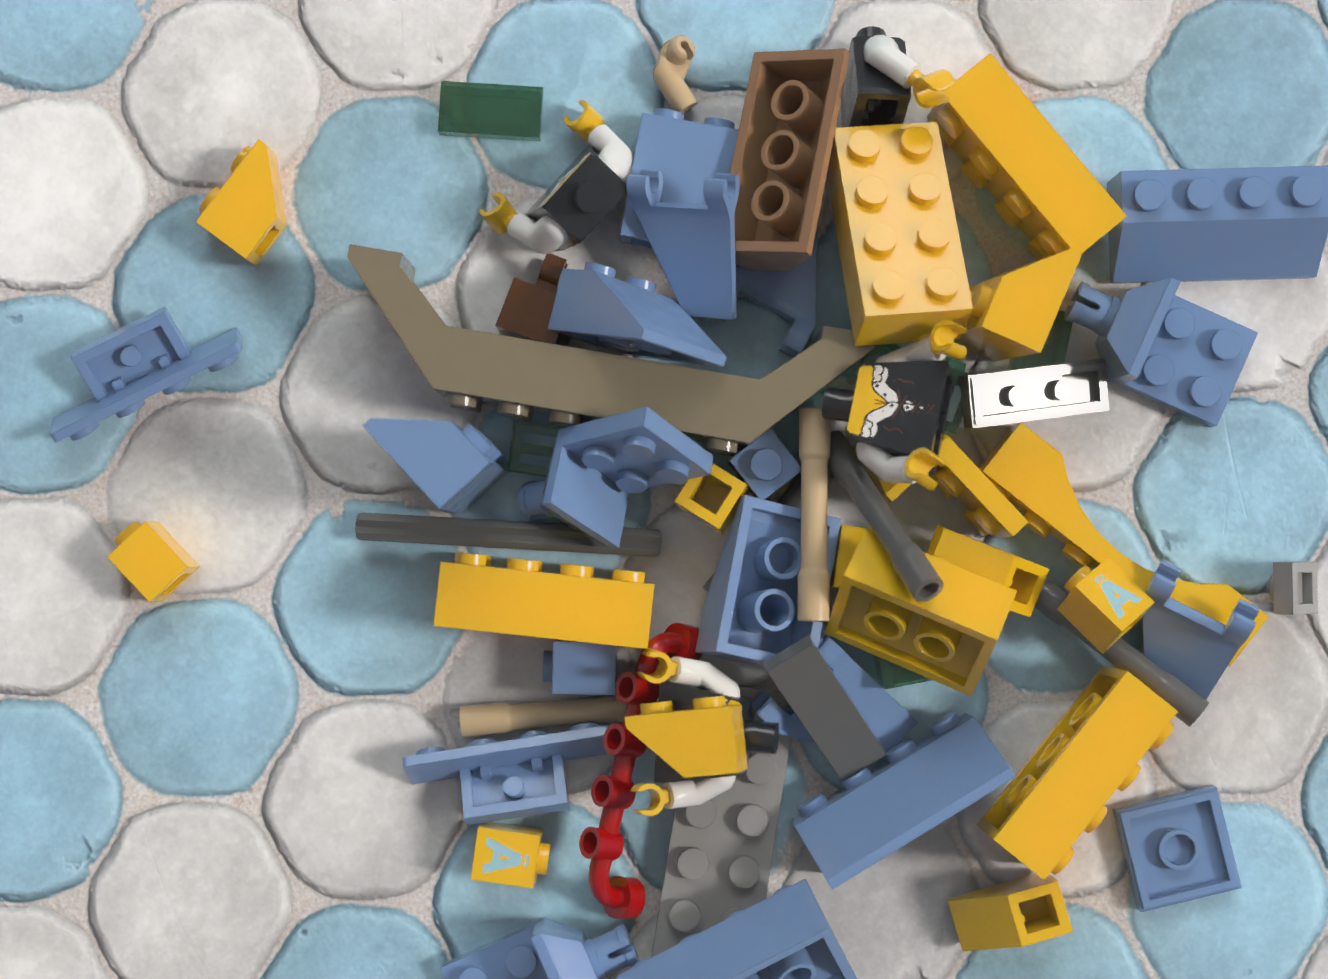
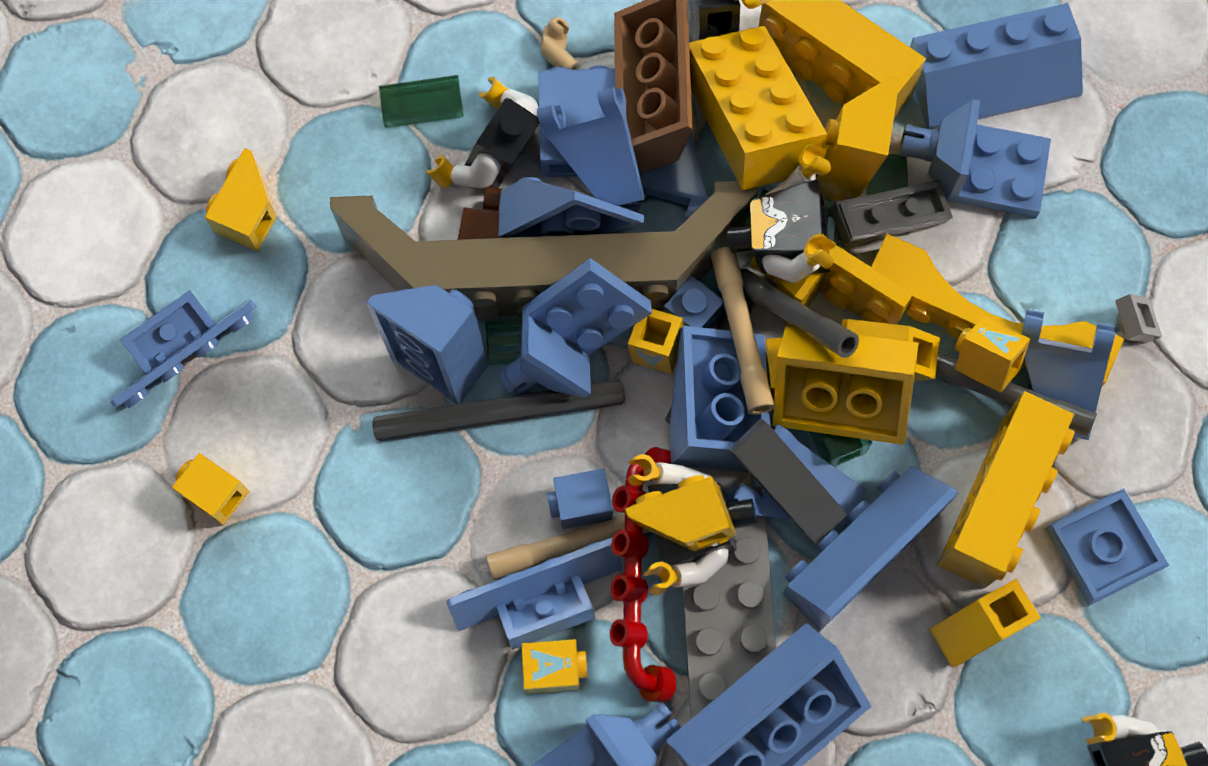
camera: 10 degrees left, 15 degrees down
(542, 603) = (538, 446): yellow brick -> none

